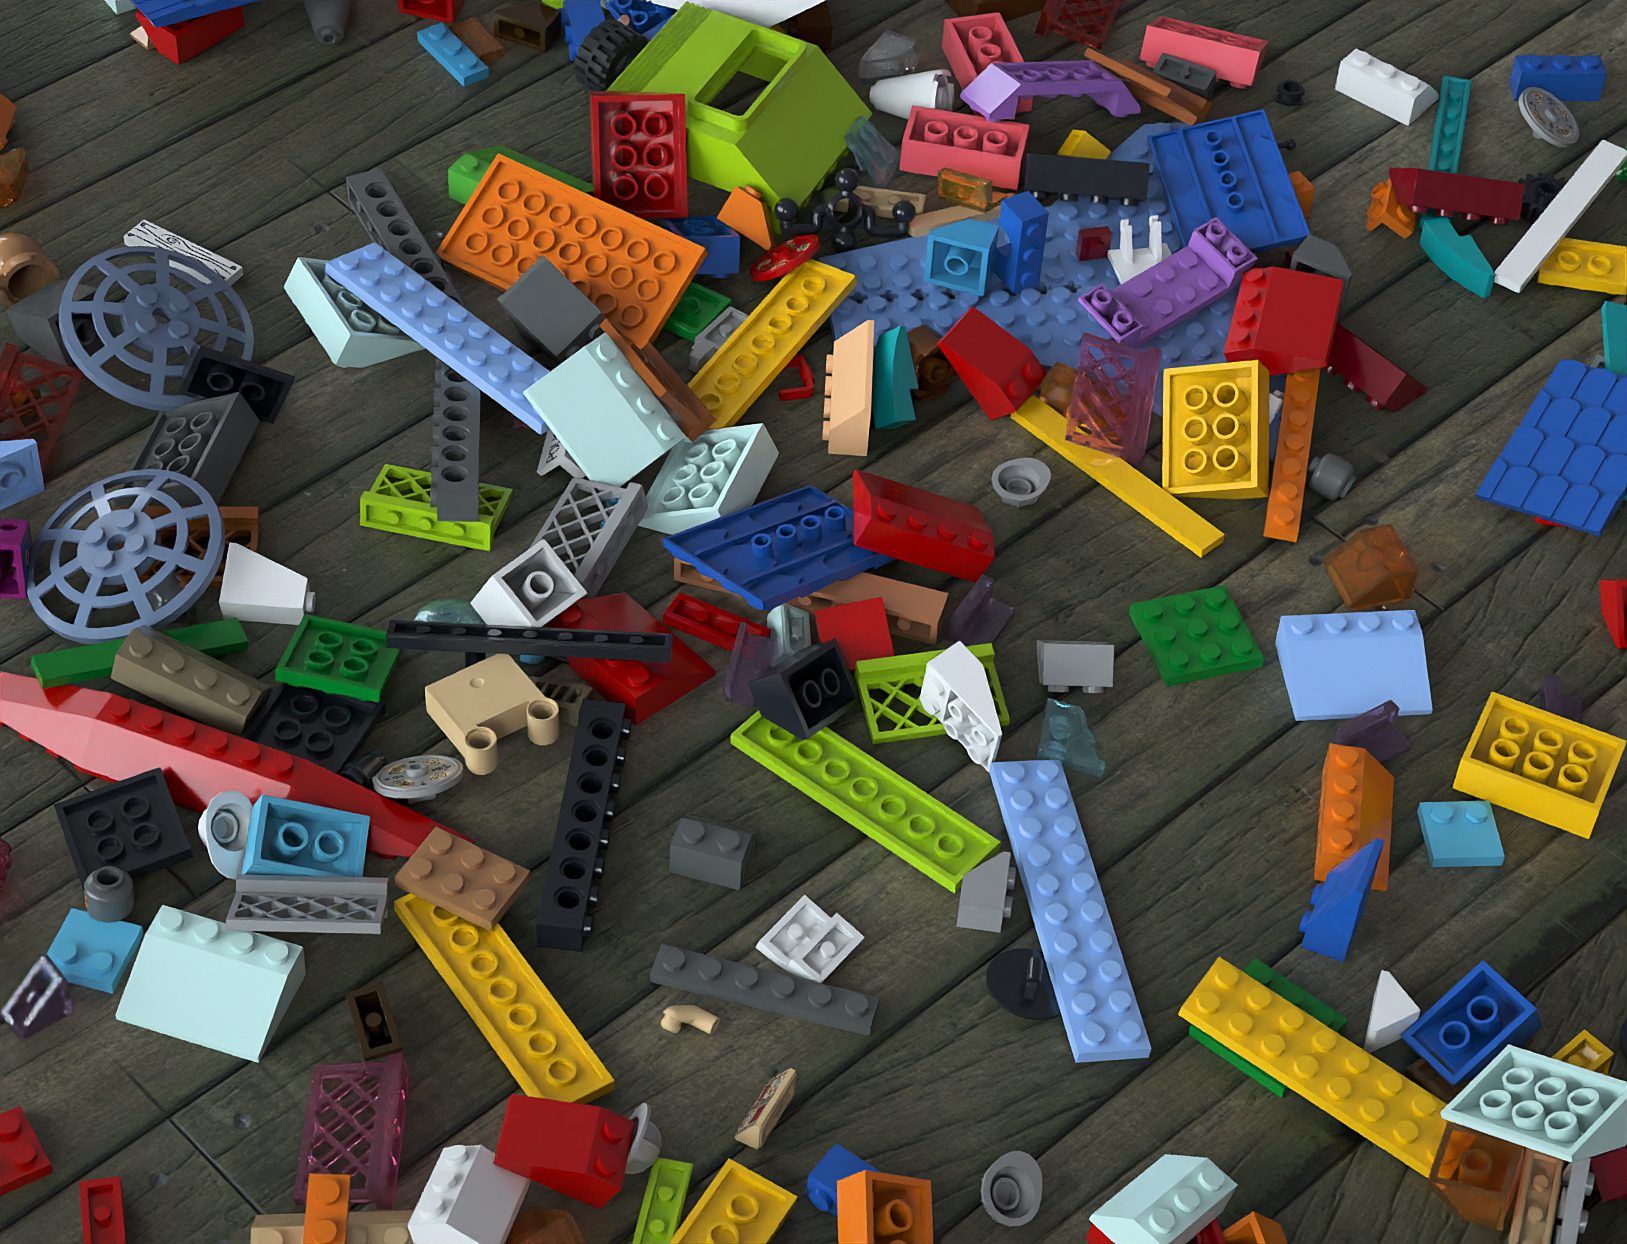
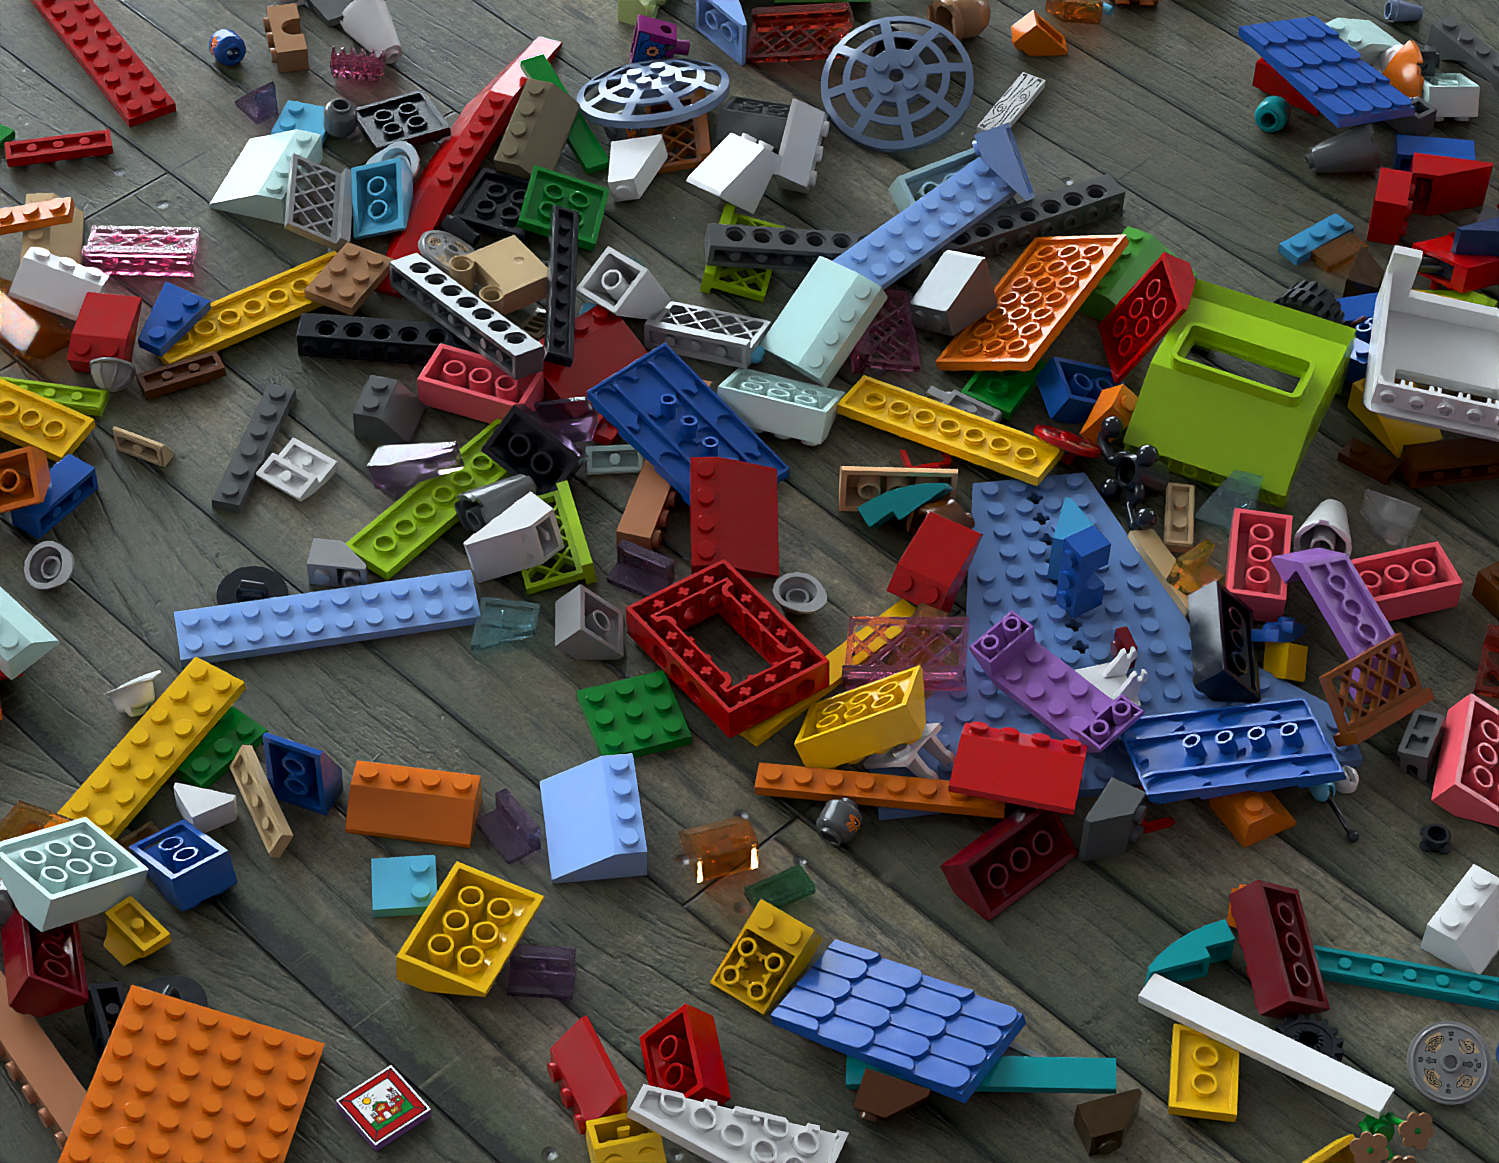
camera: 90 degrees right, 0 degrees up
(62, 216) = (1037, 37): none -> orange slope
(216, 374) = (845, 126): black slope -> none
(245, 51) = (1272, 114): none -> teal head
(276, 419) = (801, 147): none -> white slope
(321, 471) = (737, 171): none -> white slope
(340, 230) = (1002, 154): none -> light blue slope
(373, 1022) = (218, 242): dark brown slope -> none
(523, 1068) = (171, 318): none -> blue wing
(571, 742) = (466, 316): none -> dark grey brick
(629, 1068) = (180, 375): none -> reddish brown plate
(665, 384) = (869, 367): dark orange fence -> none
(682, 745) = (474, 386): none -> coral brick
(691, 1015) = (231, 406): tan arm -> none
(823, 822) = (412, 463): none -> clear purple slope
(858, 628) = (602, 486): red tile -> none
(901, 730) = (483, 504): none -> dark grey cone
(1053, 142) = (1281, 631): none -> blue slope
(1149, 475) = (796, 663): none -> red brick
(1210, 1085) = (134, 695): none -> white piece
(1368, 957) = (261, 801): none -> tan tile
(1422, 529) = (781, 888): none -> clear green plate
(1511, 541) = (766, 957): none -> yellow slope

